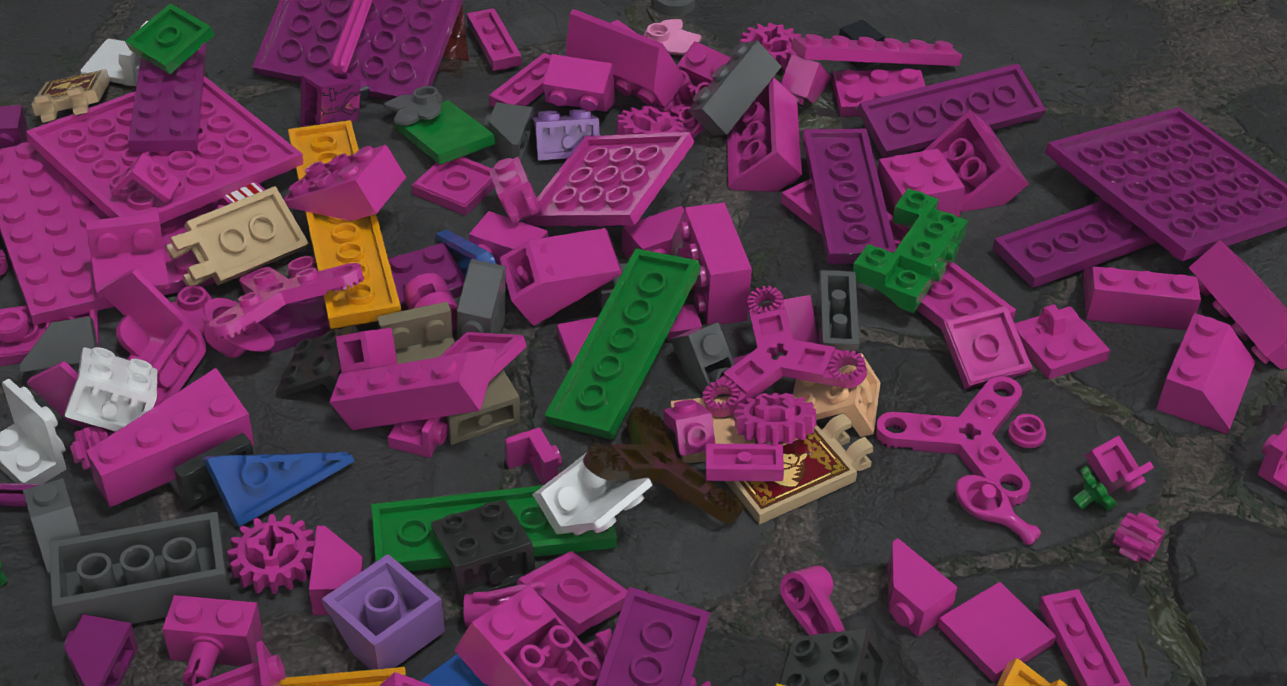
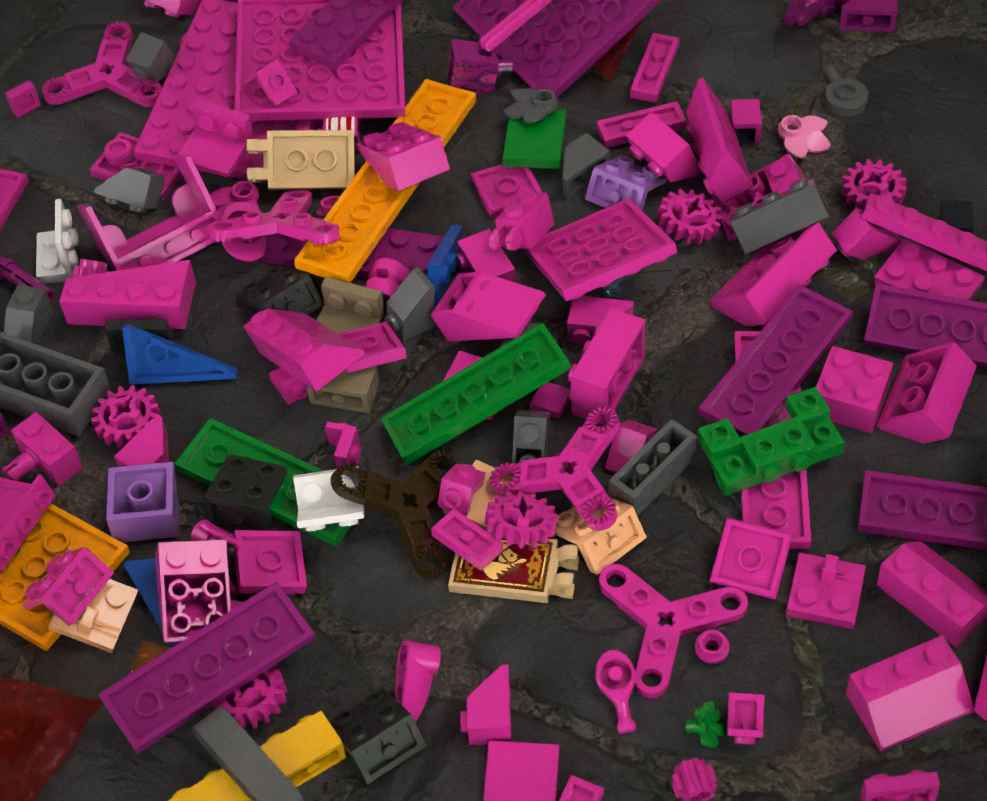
camera: 45 degrees right, 10 degrees up
(111, 389) = (117, 238): white bracket -> none
(366, 350) = (299, 299): dark pink brick -> none

